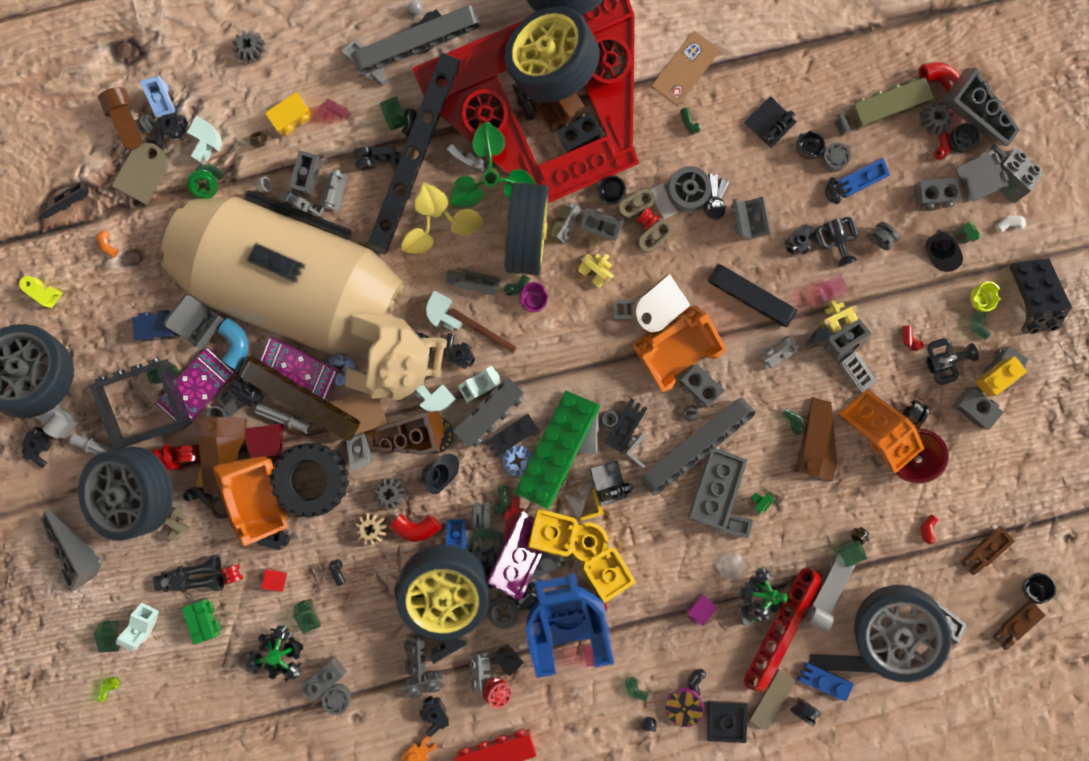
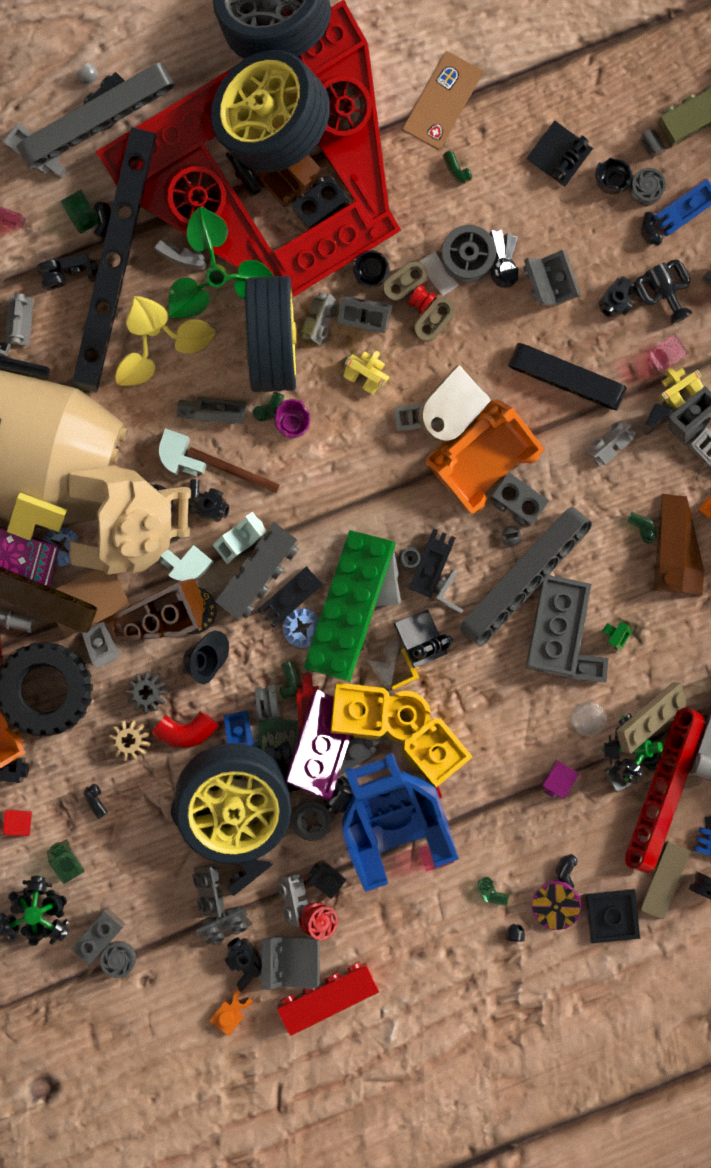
camera: 10 degrees left, 0 degrees up
(318, 341) = (32, 511): none -> light yellow tile
(469, 722) = (290, 962): none -> dark grey bracket
(781, 573) = (651, 717): none -> dark tan plate

